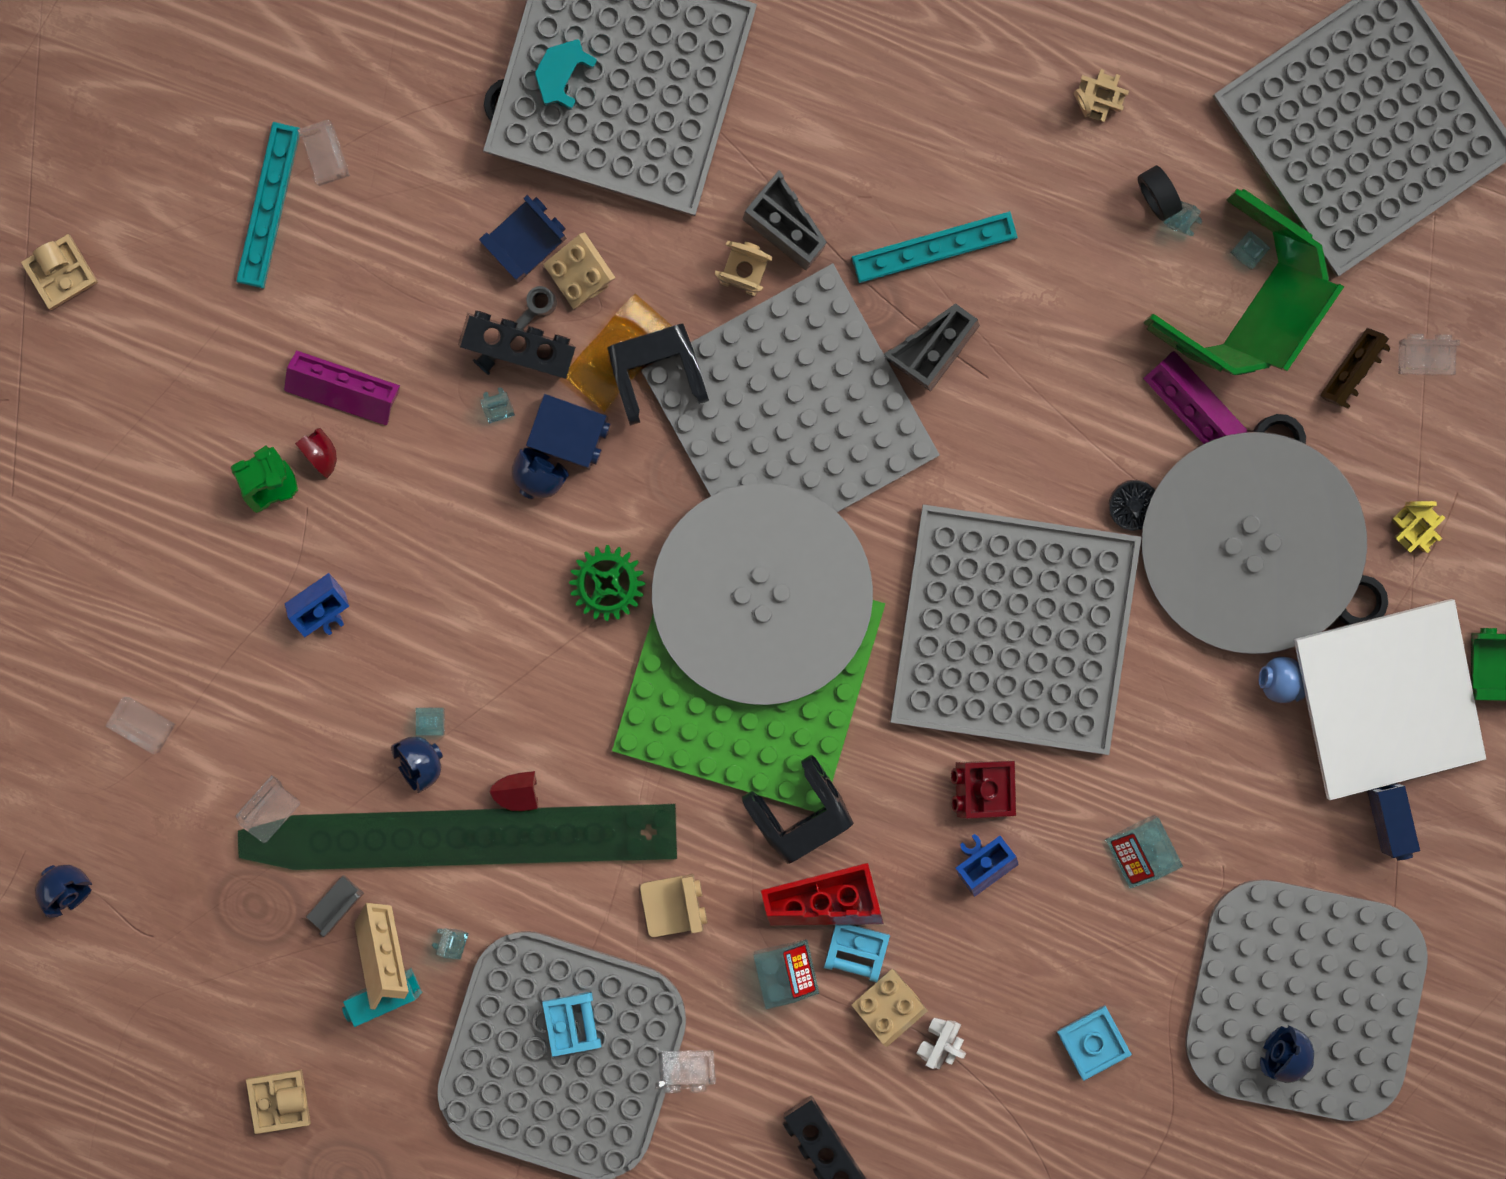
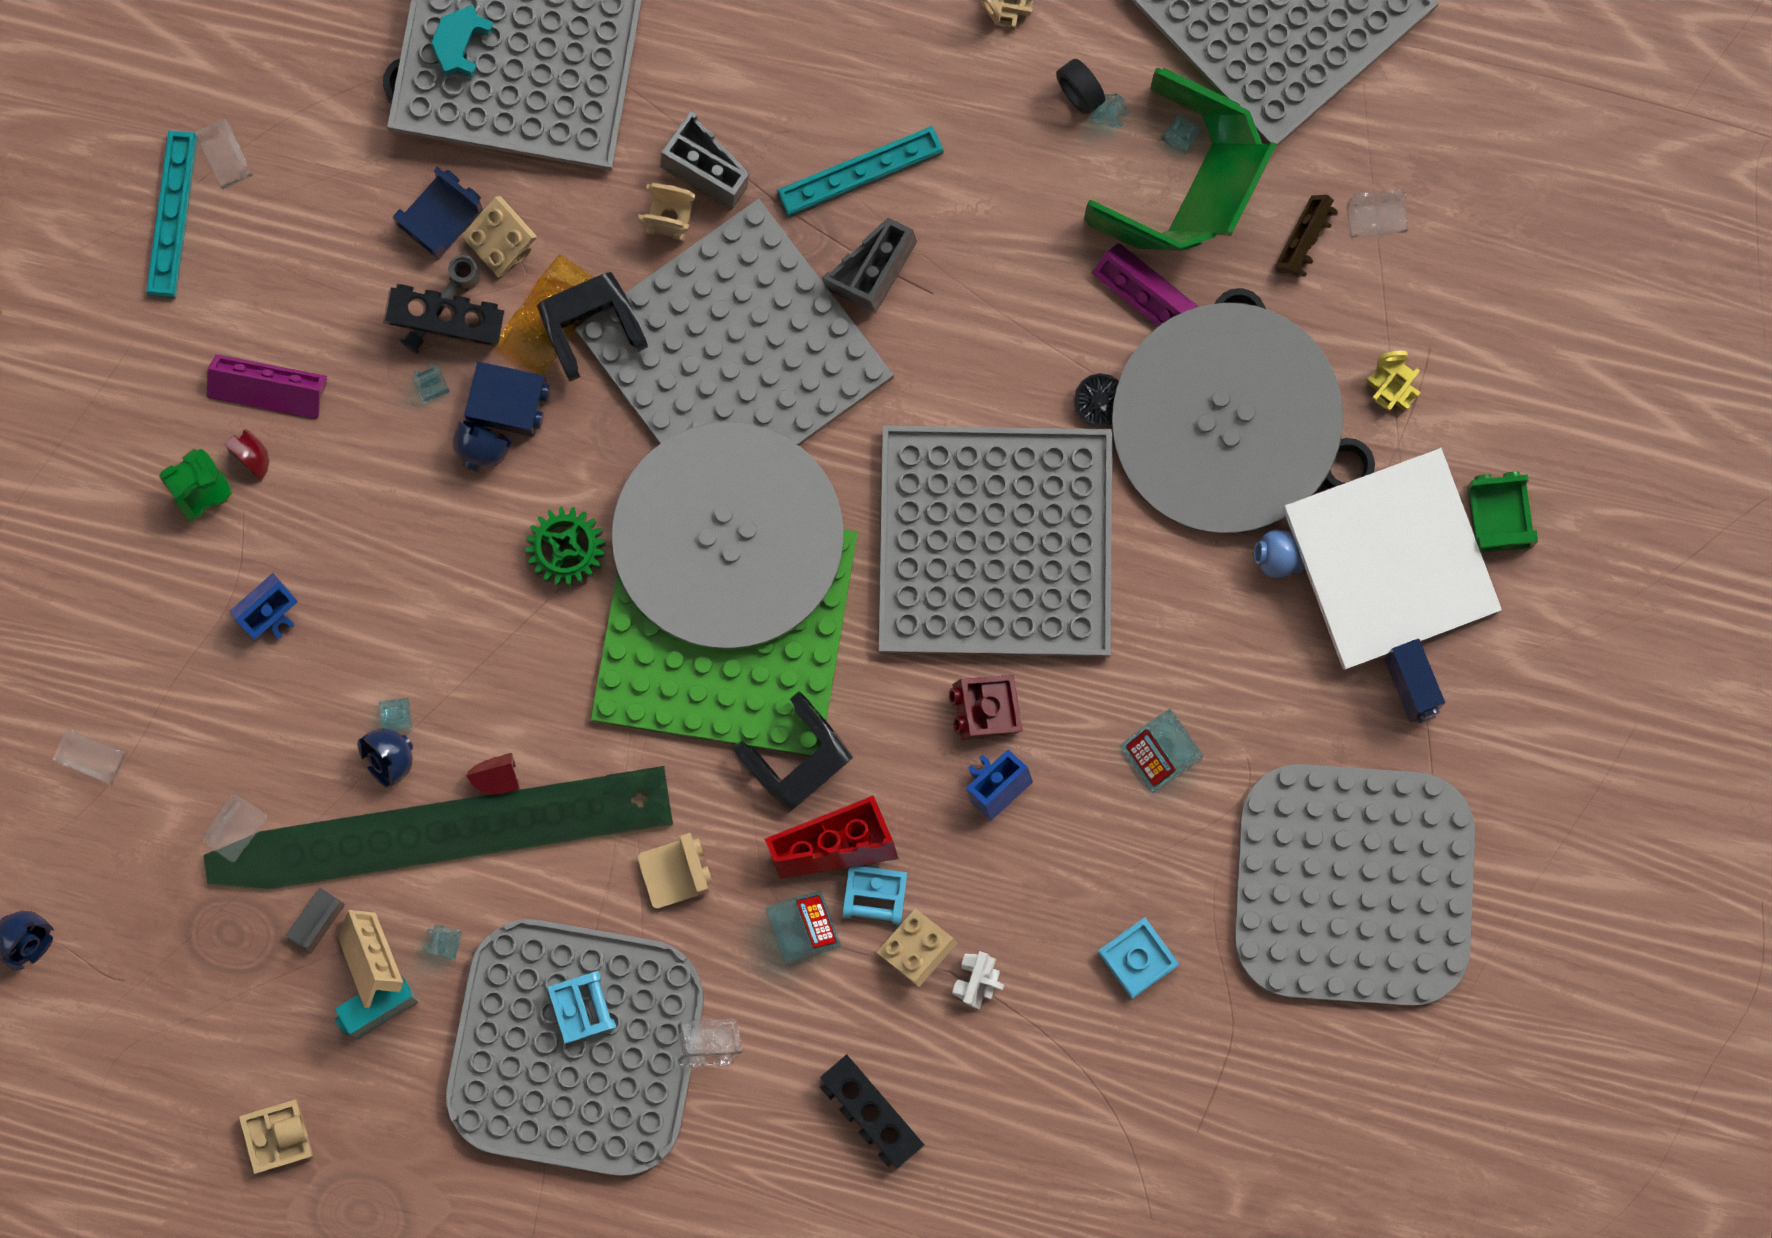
camera: 10 degrees left, 10 degrees down
(1287, 1055) = (1343, 937): dark blue cylinder -> none

